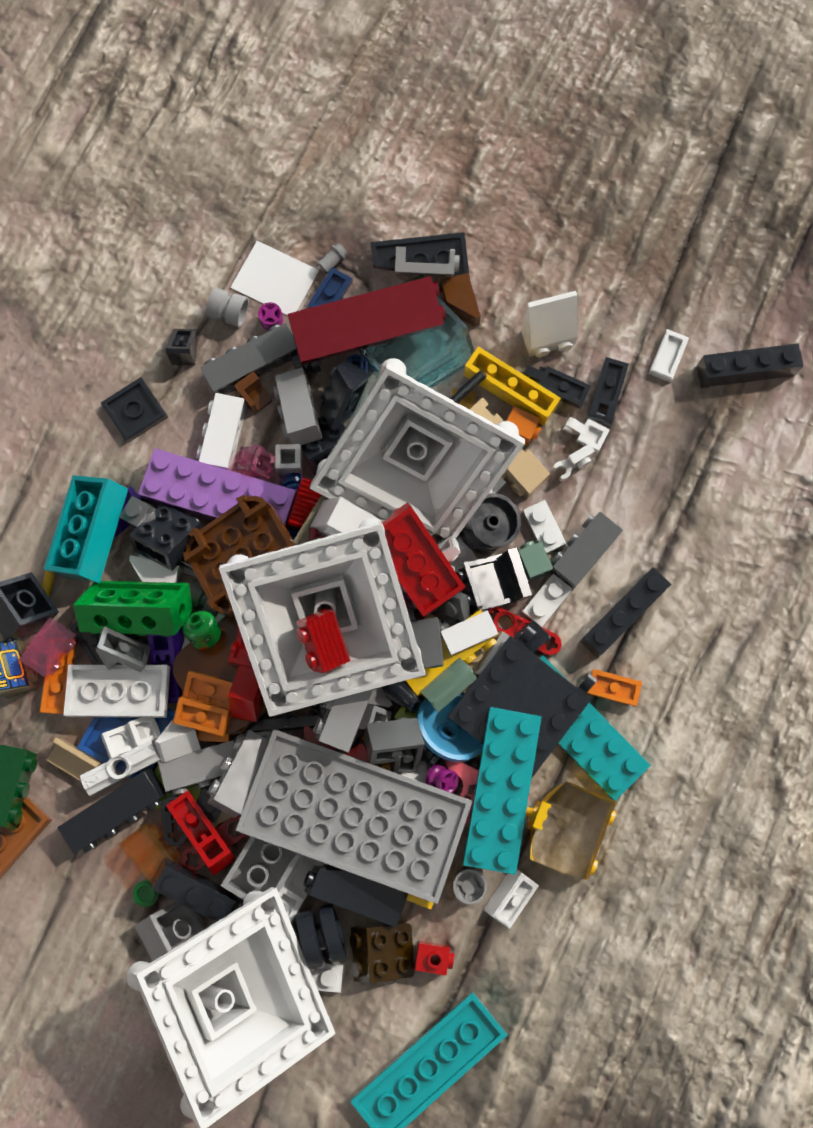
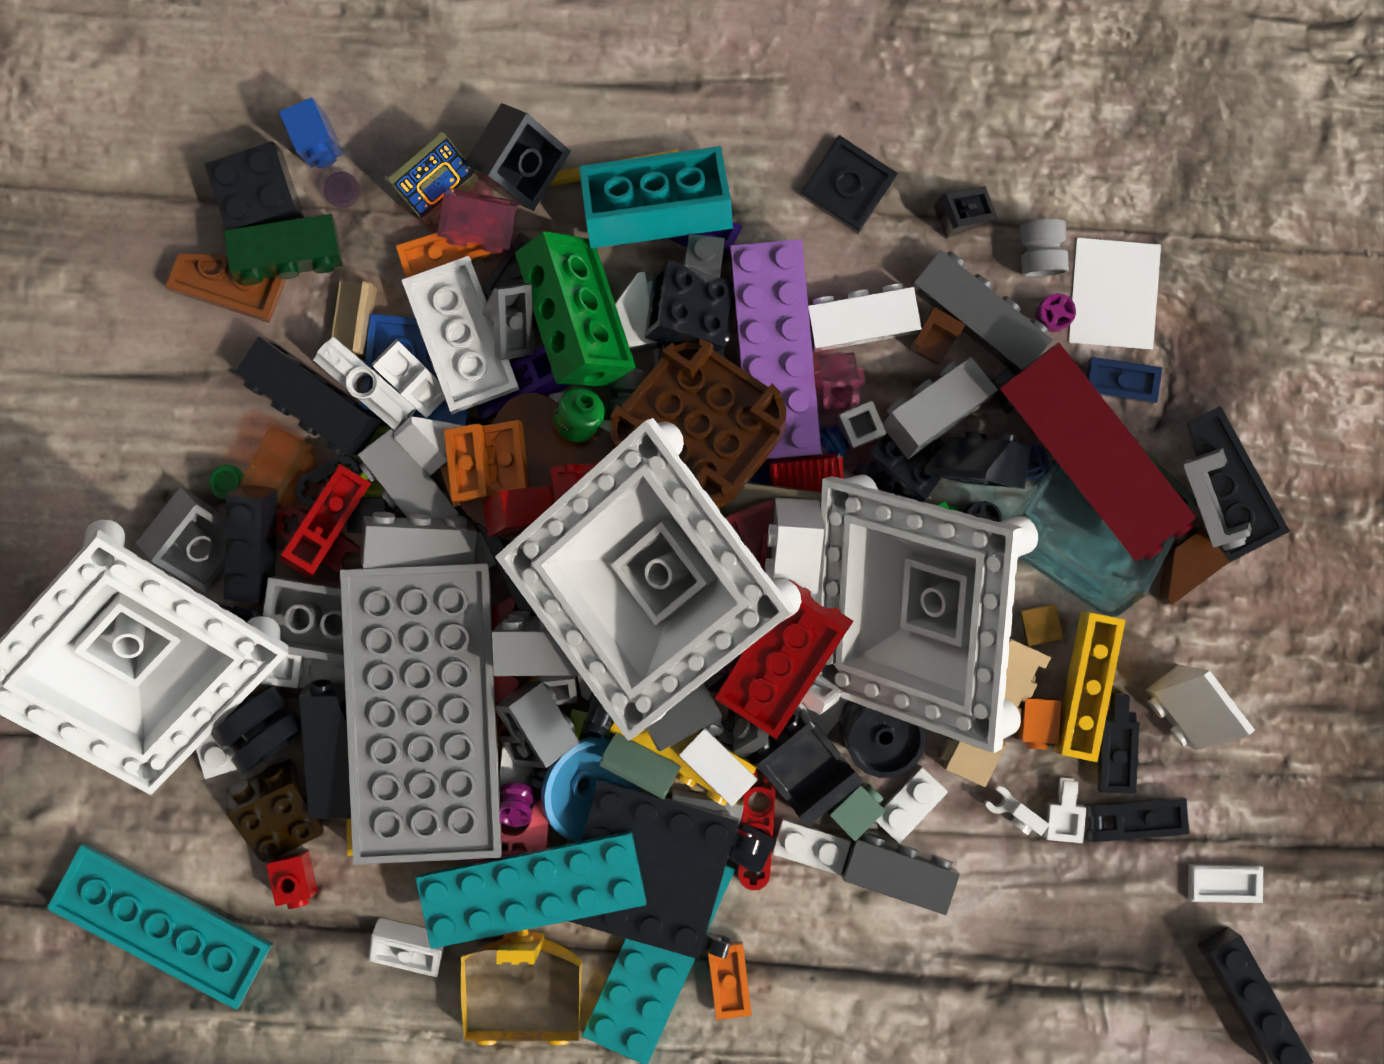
camera: 65 degrees right, 10 degrees up
(322, 641) = (615, 589): red brick -> none
(332, 258) = (1177, 362): light grey pin -> none
(469, 386) = (1051, 623): black bar -> none
(469, 886) = (396, 891): light grey wheel -> none
(625, 612) = (836, 959): black brick -> none

